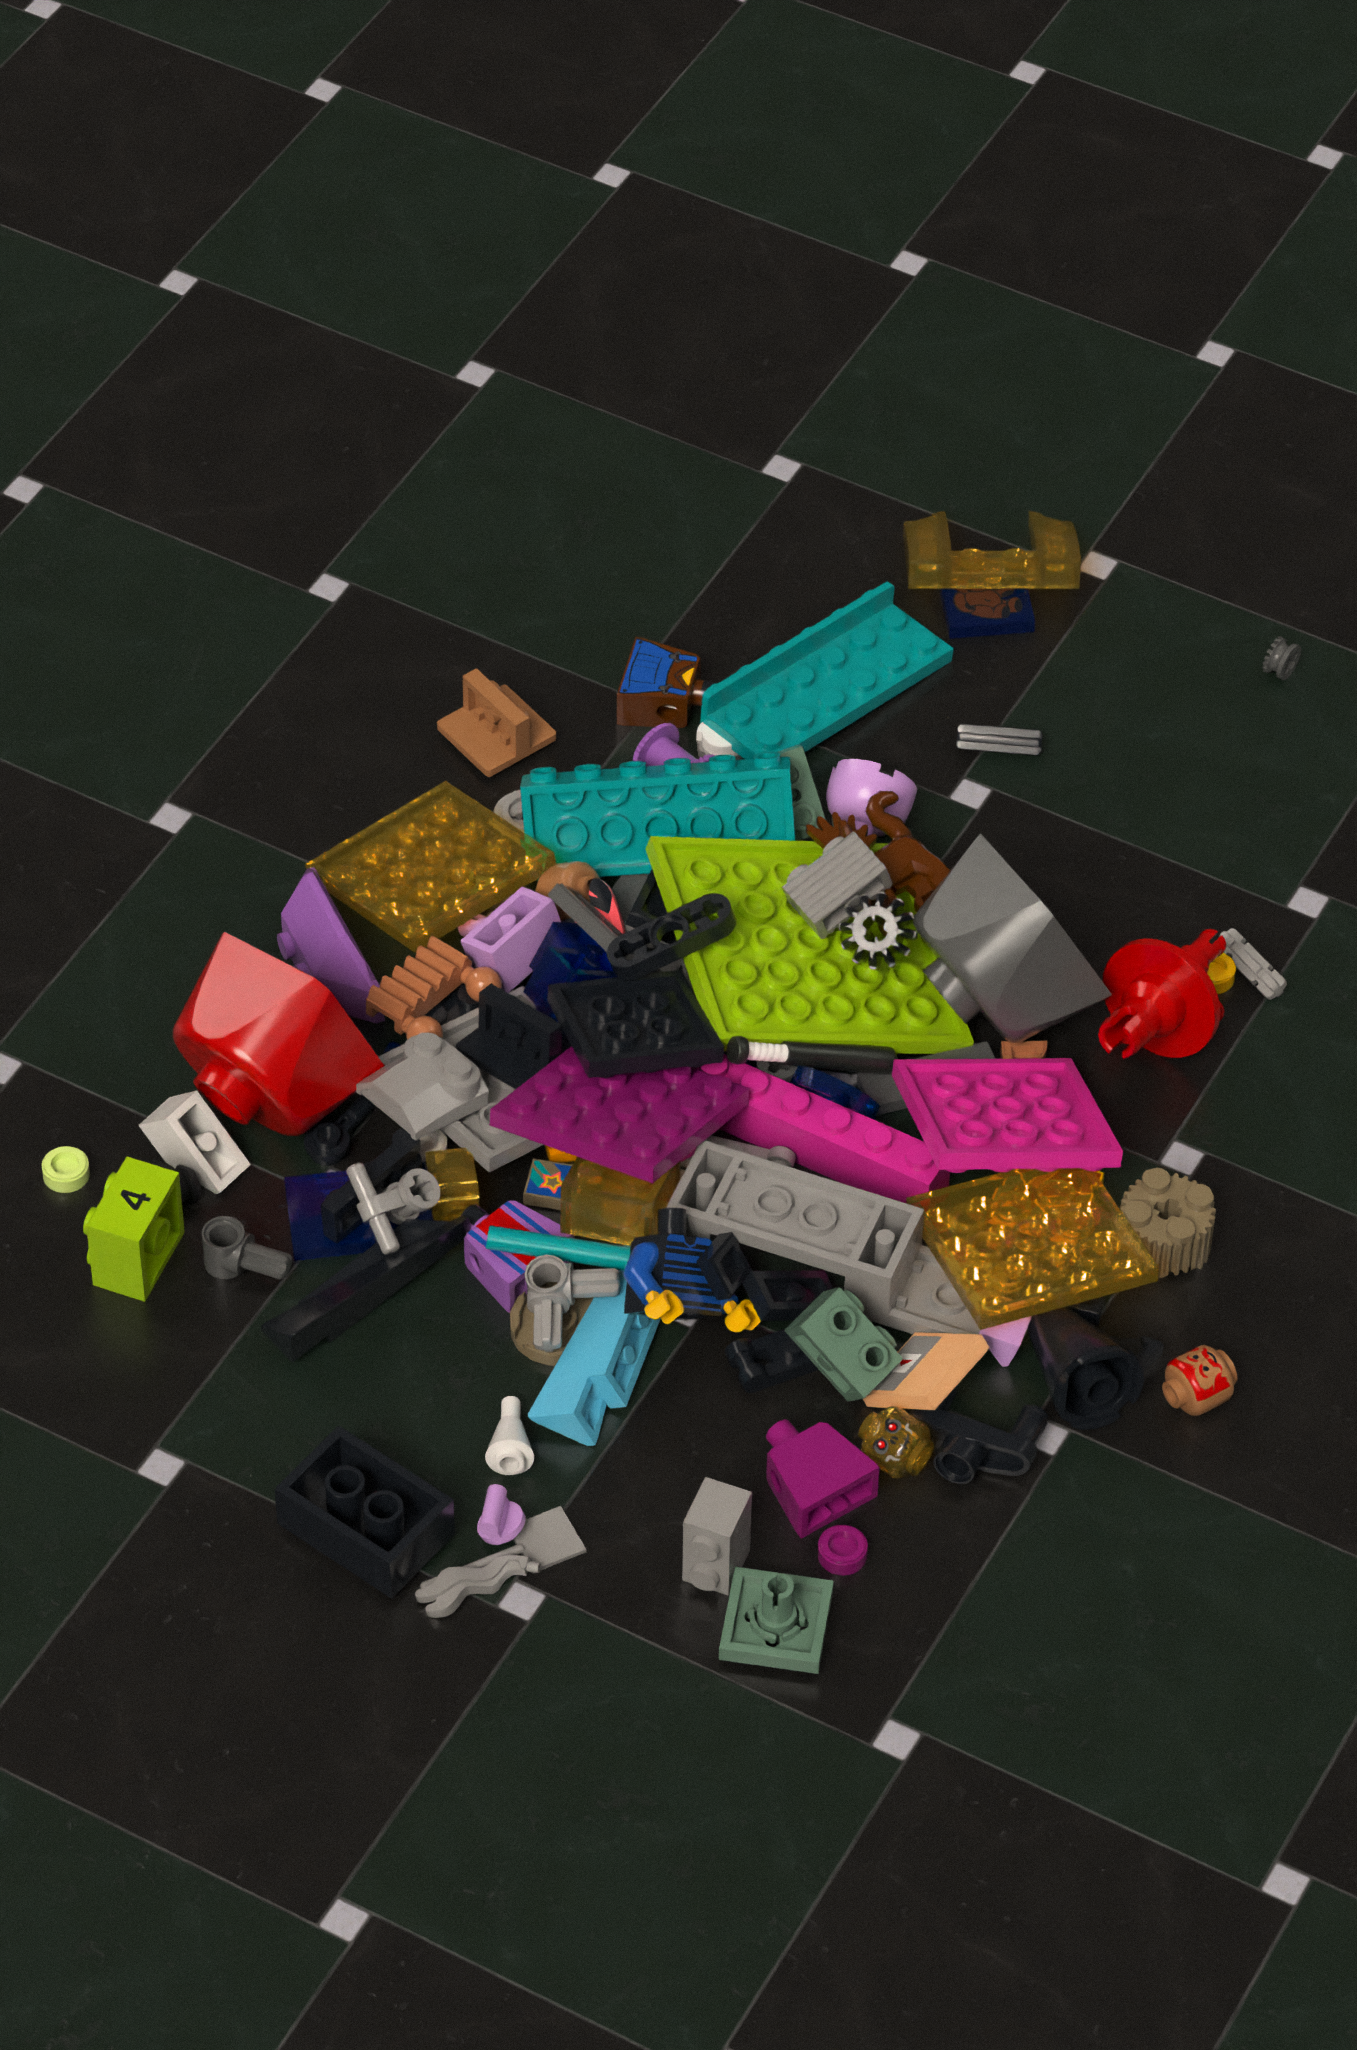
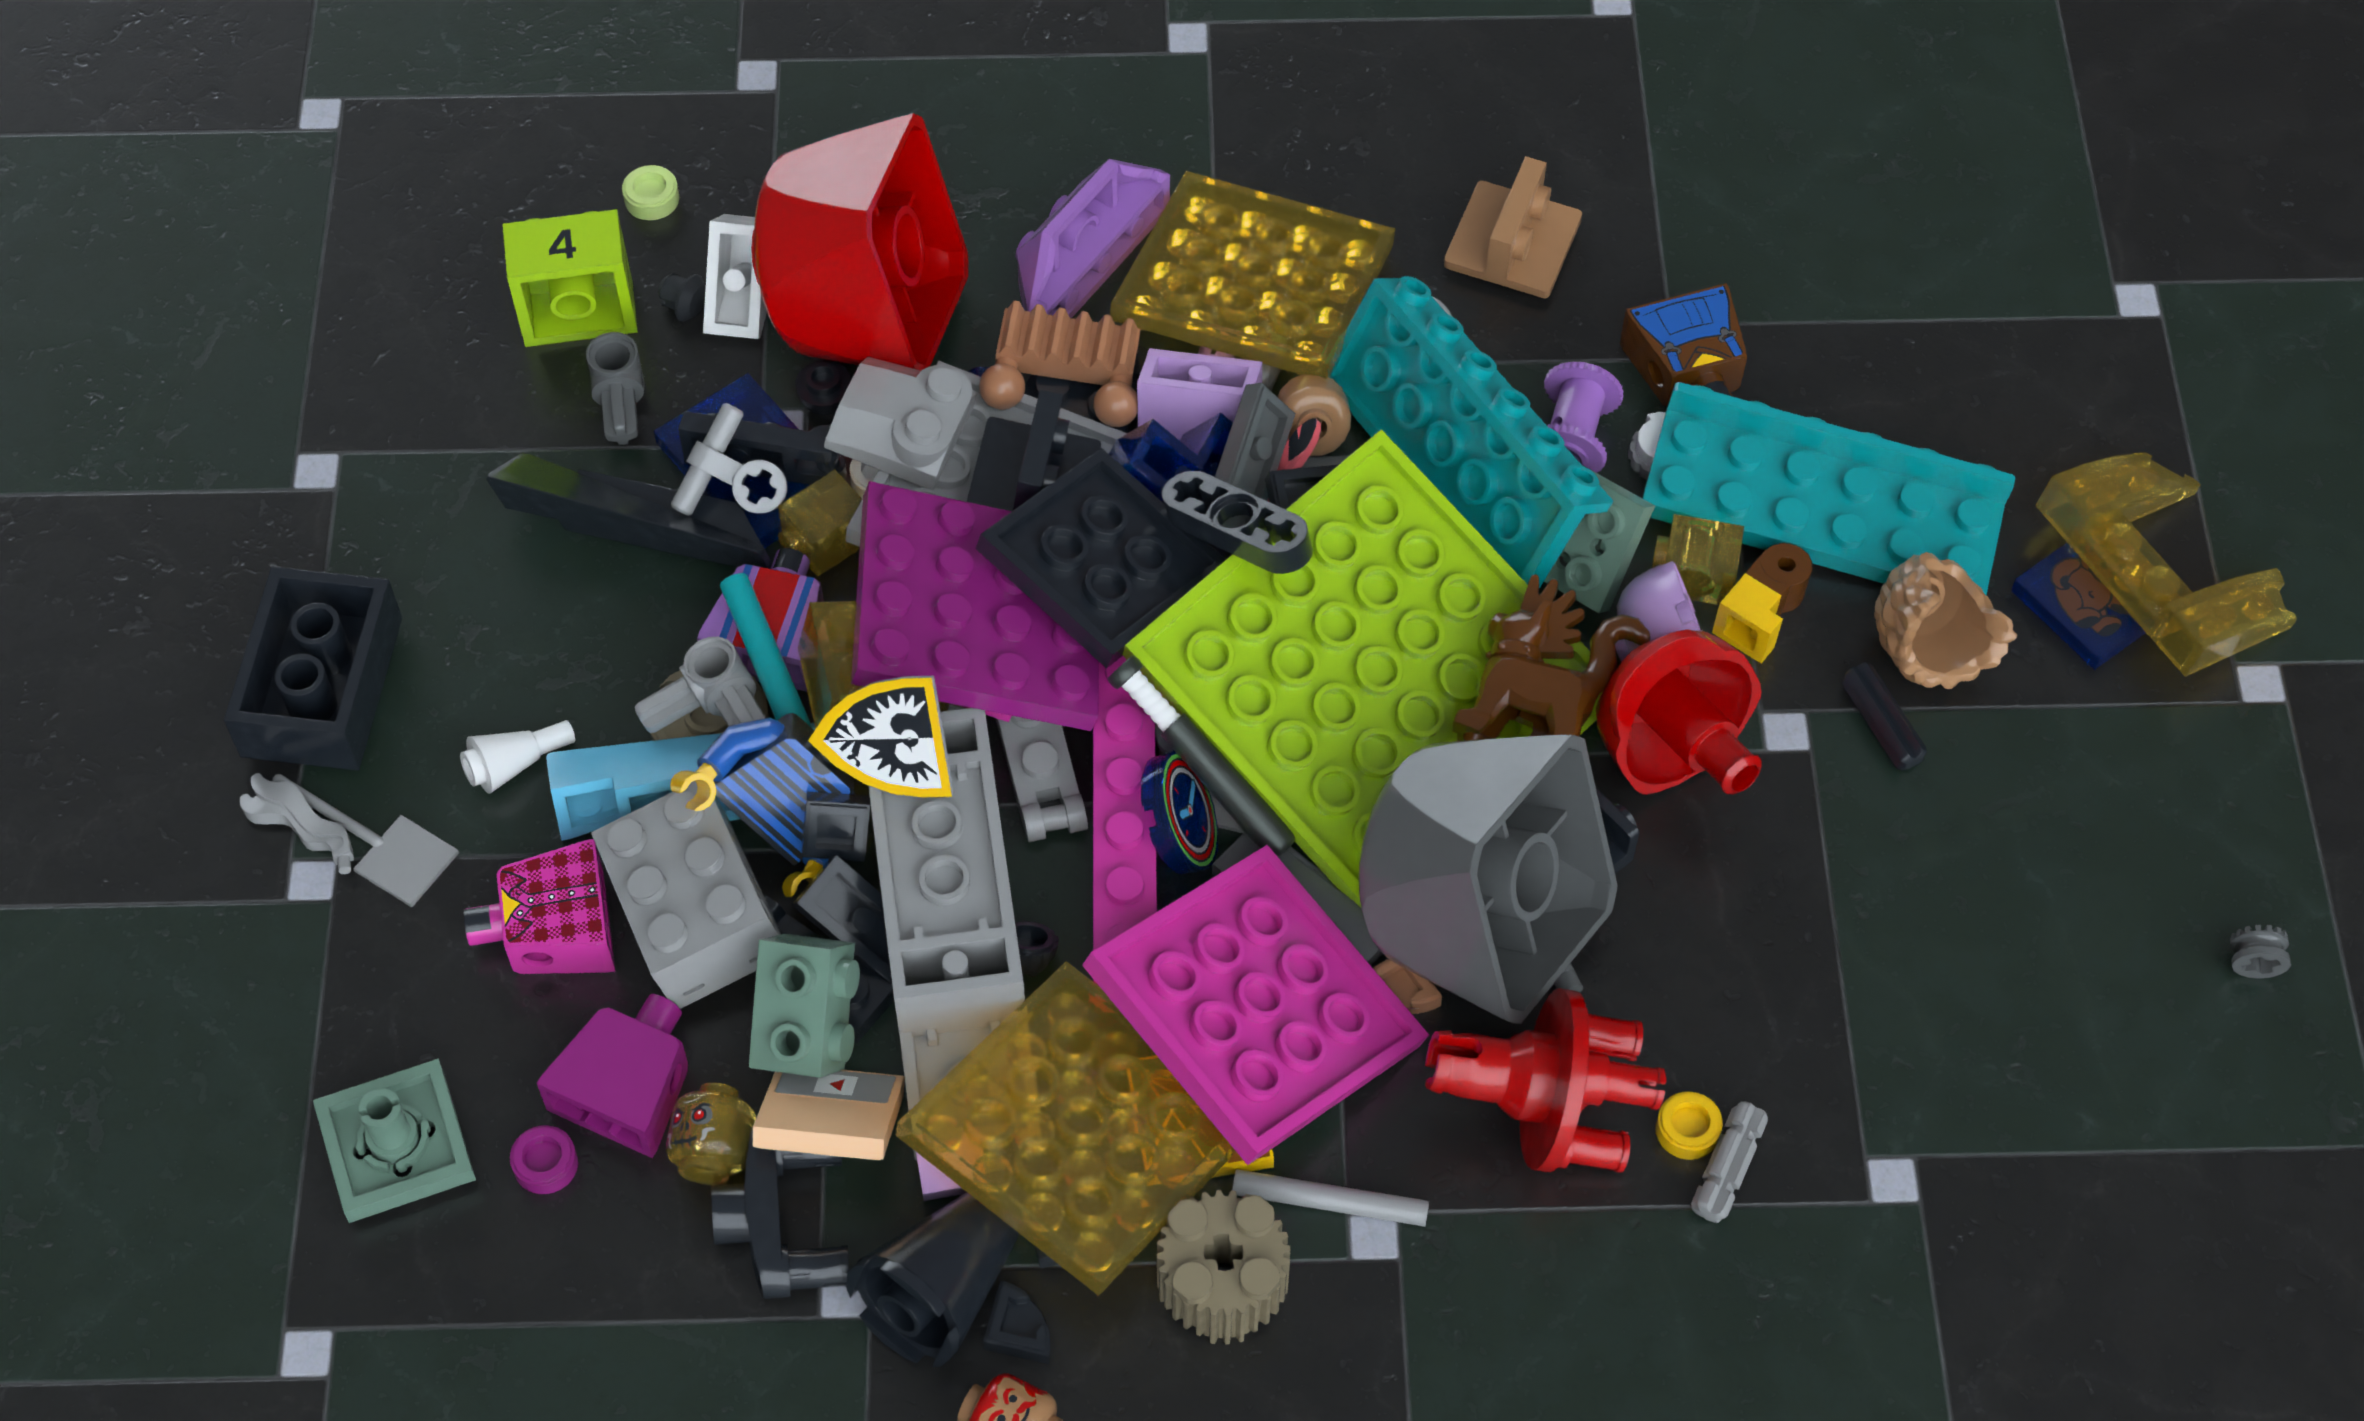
camera: 60 degrees right, 10 degrees up
(500, 1518) = (387, 797): lavender plate -> none
(663, 1462) = (549, 913): none -> dark pink torso
(709, 1181) = (889, 737): none -> shield
(711, 1372) = (686, 894): none -> light grey piece
(716, 1535) = (447, 1013): light grey brick -> none
(825, 750) = (1704, 554): none -> clear yellow brick
(834, 882) = (1448, 644): light grey brick -> none
(862, 935) = (1415, 715): gear -> none
(873, 742) = (1753, 607): none -> leg
(946, 814) = (1680, 713): none -> red piece
(963, 673) = (1939, 623): none -> medium nougat hair
(1151, 1156) = (1331, 1197): none -> light grey bar

